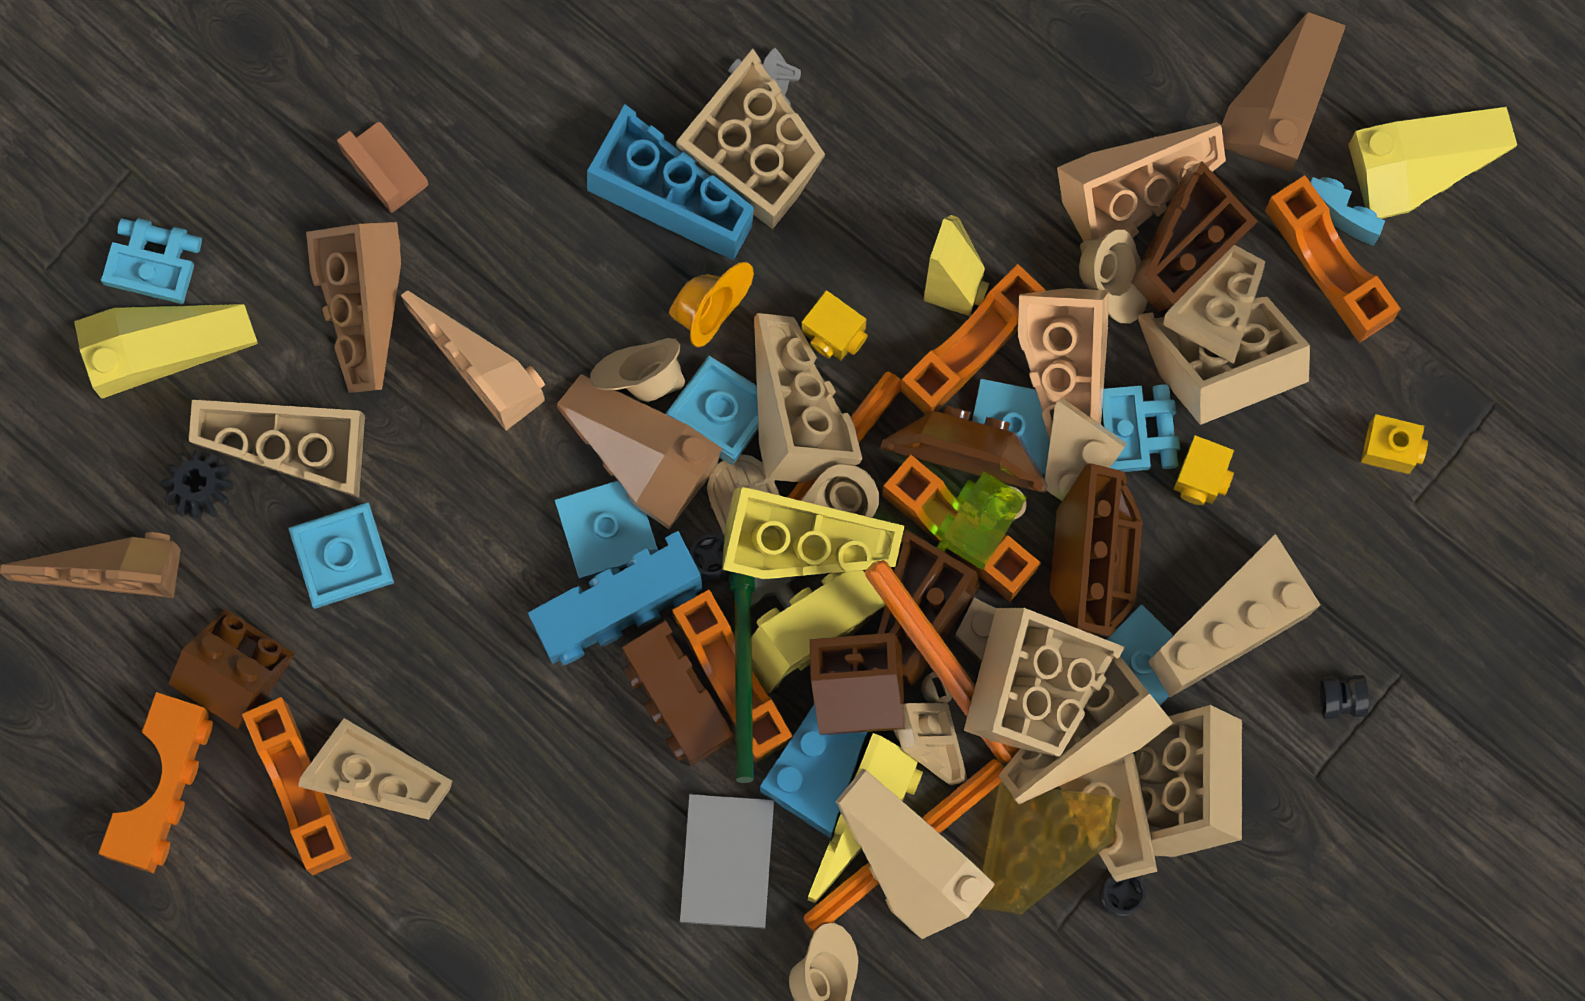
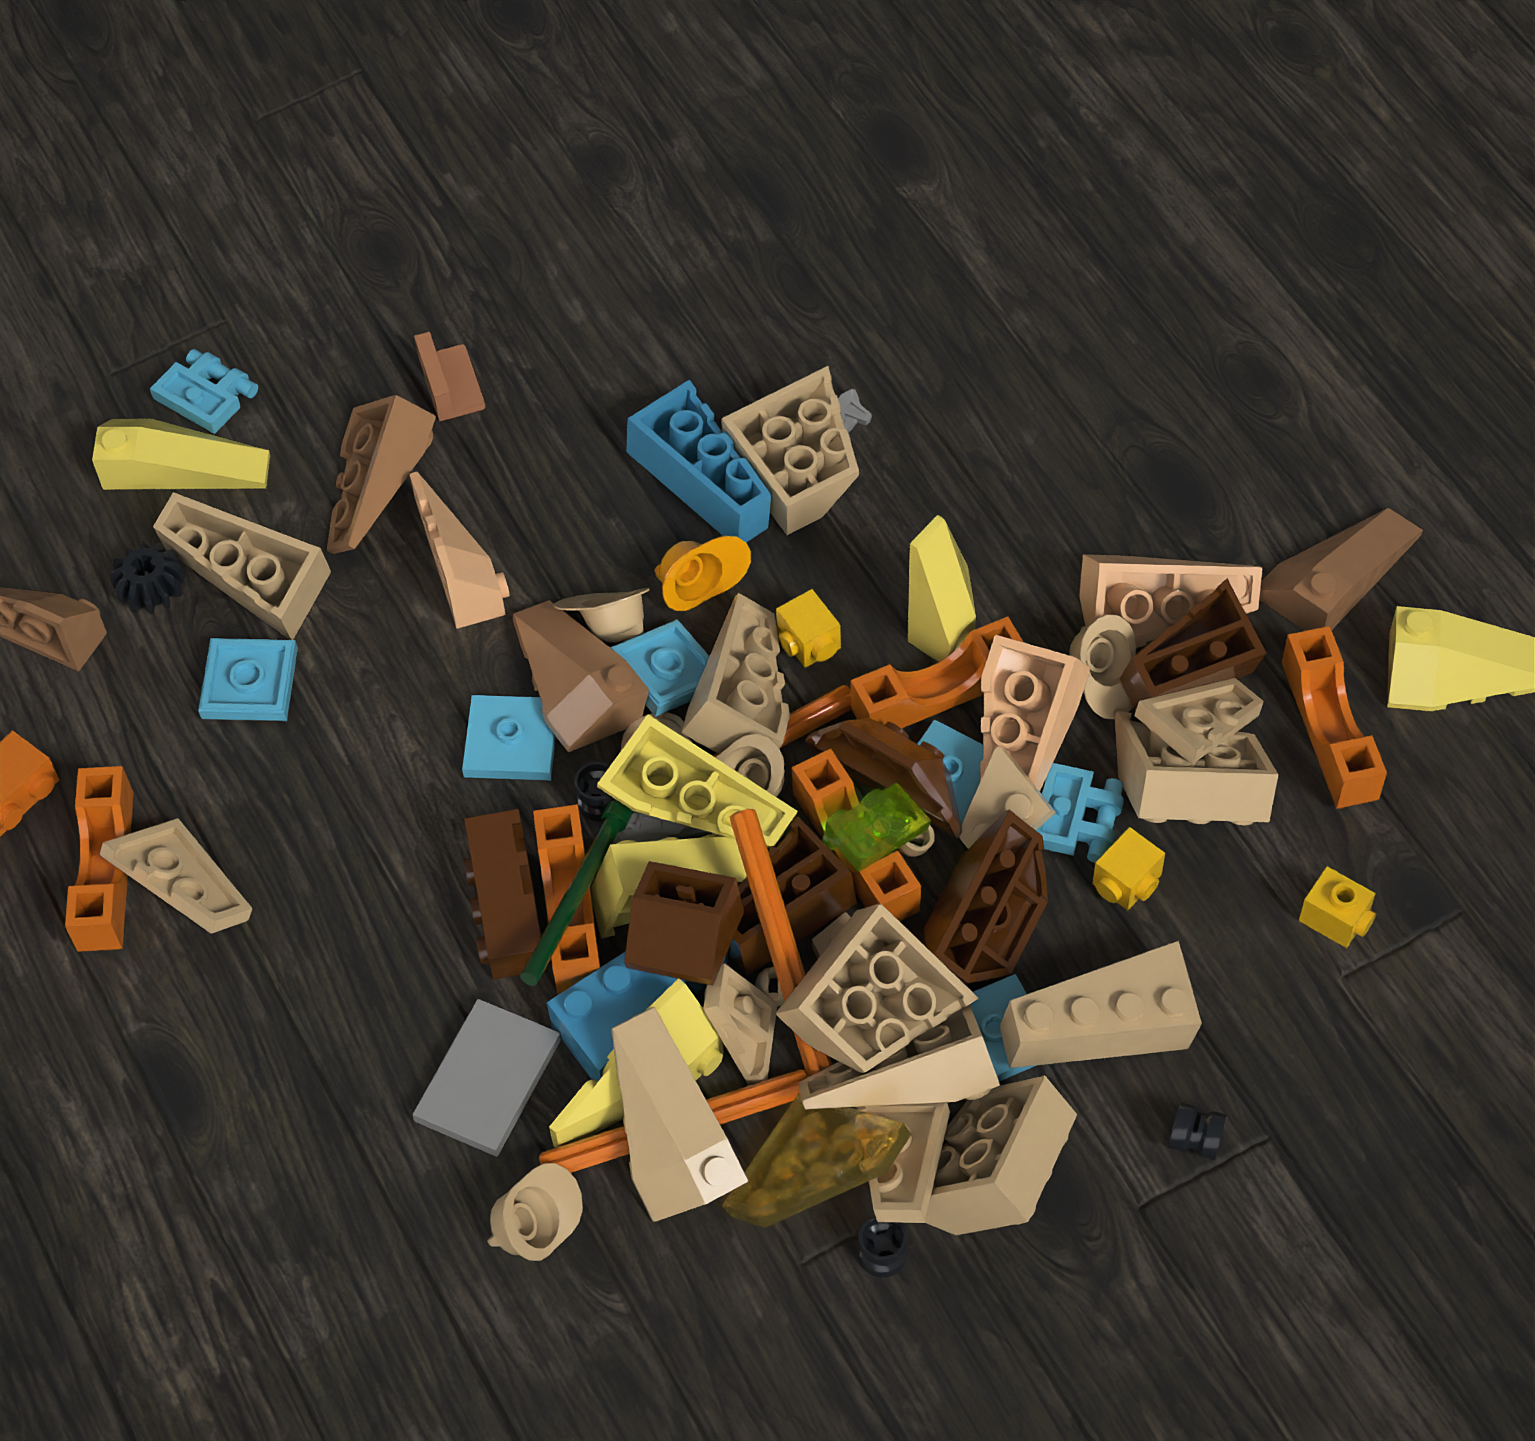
camera: 25 degrees right, 20 degrees down
(230, 667) = (92, 733): reddish brown slope -> none
(617, 601) = (440, 796): dark azure wedge -> none
(1355, 221) = (1368, 695): medium azure slope -> none

